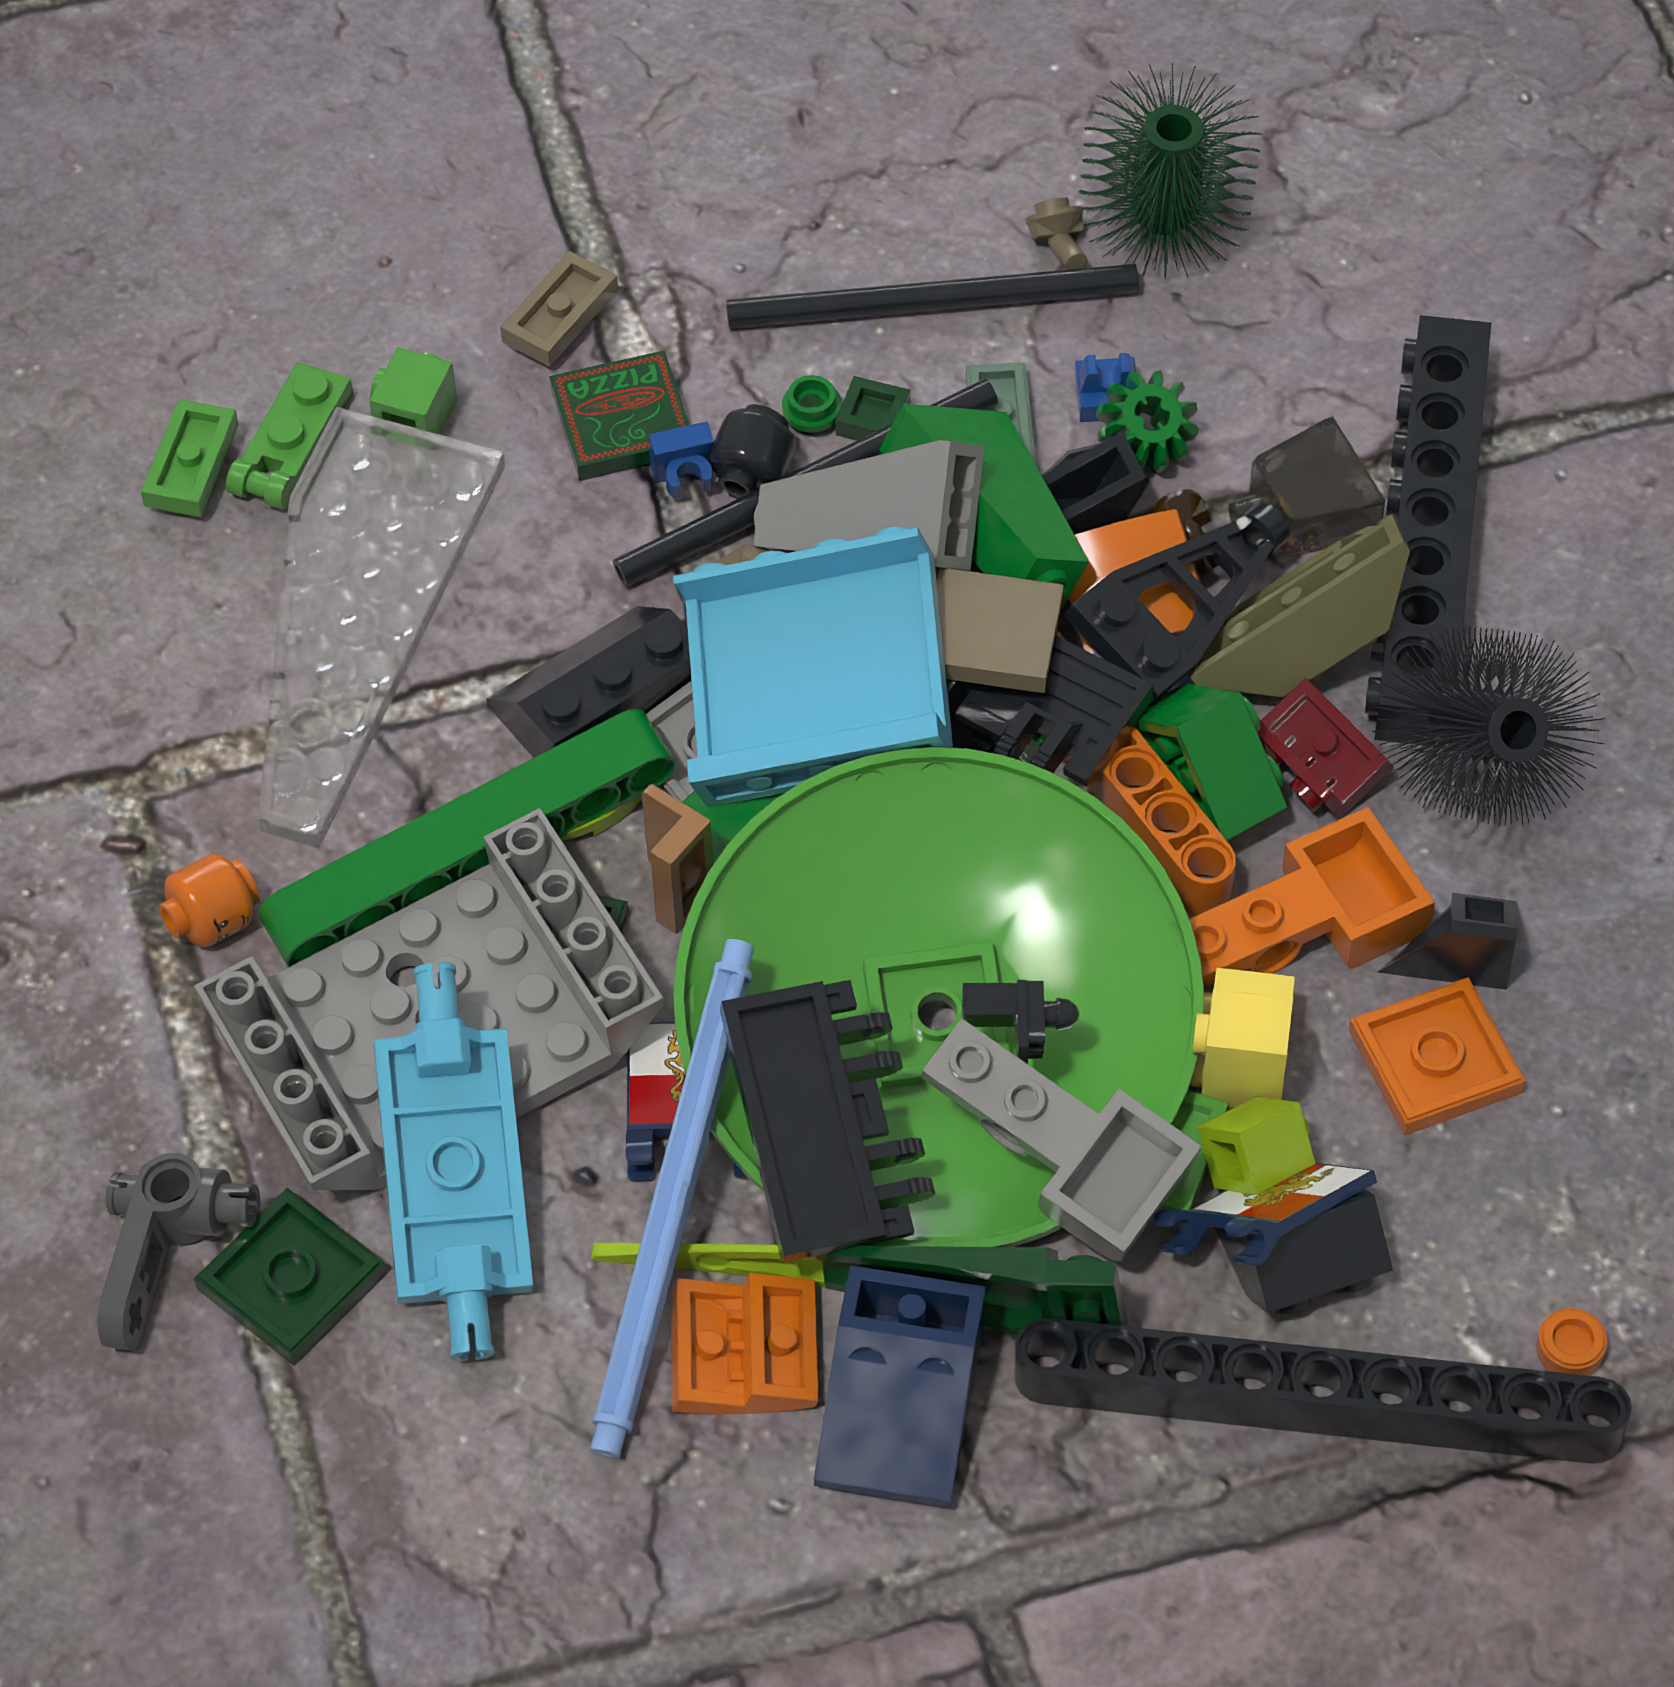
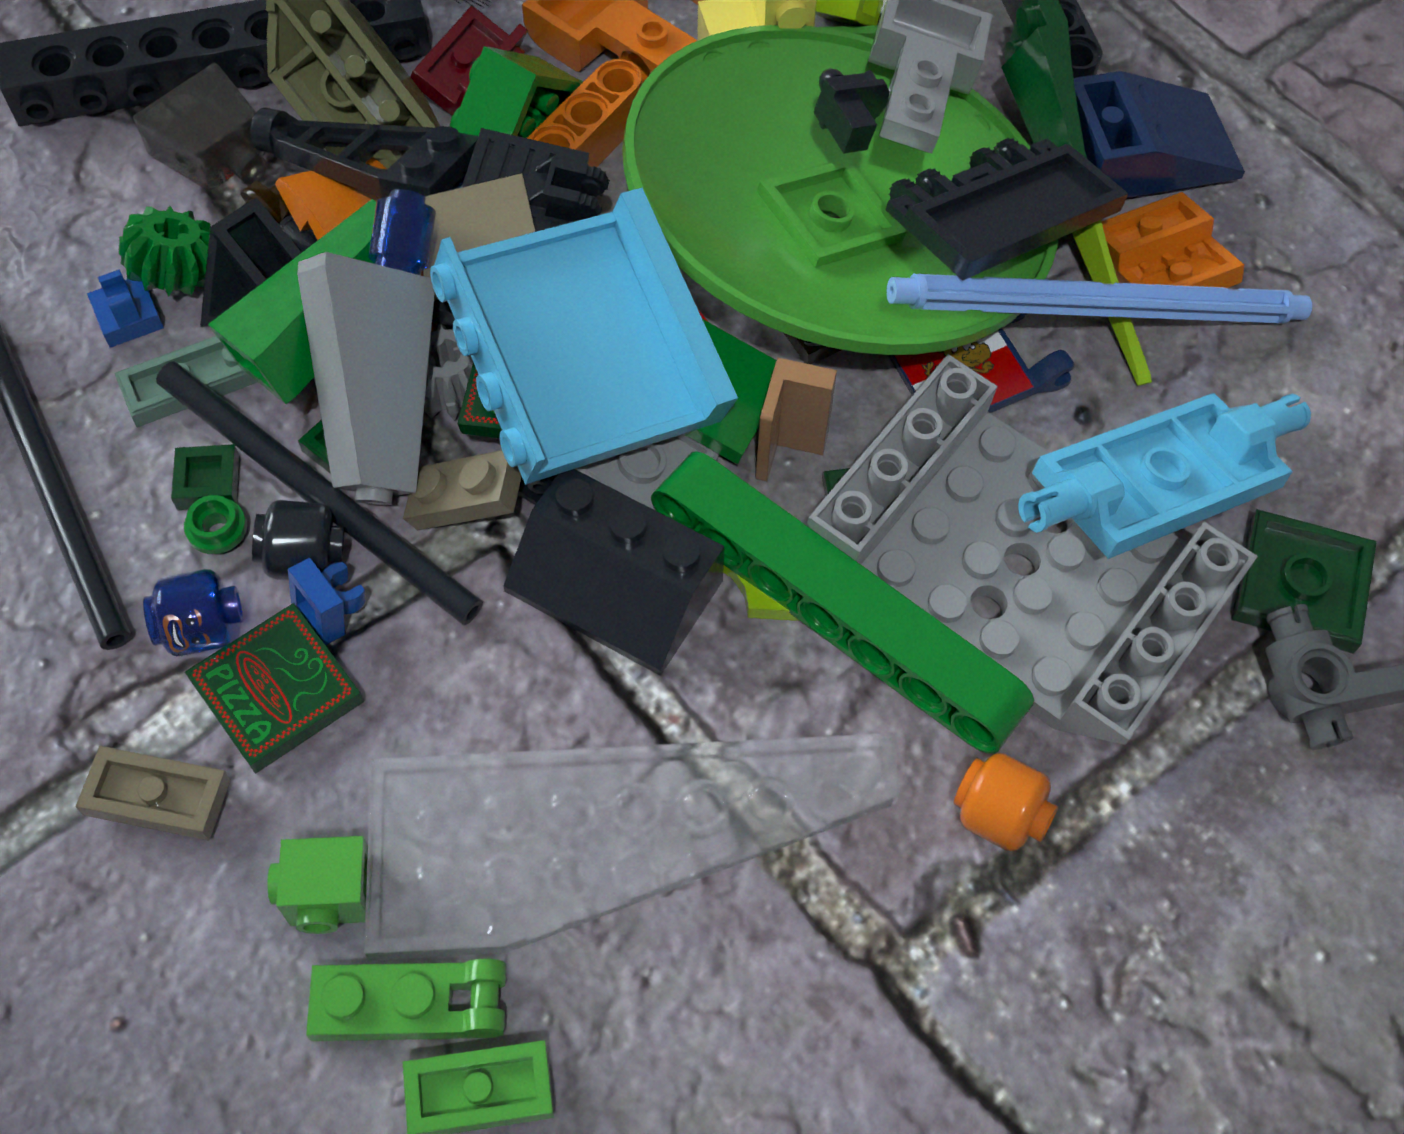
camera: 115 degrees left, 5 degrees up
(714, 358) = (192, 612): none -> clear blue head
(992, 545) = (402, 232): none -> clear blue brick

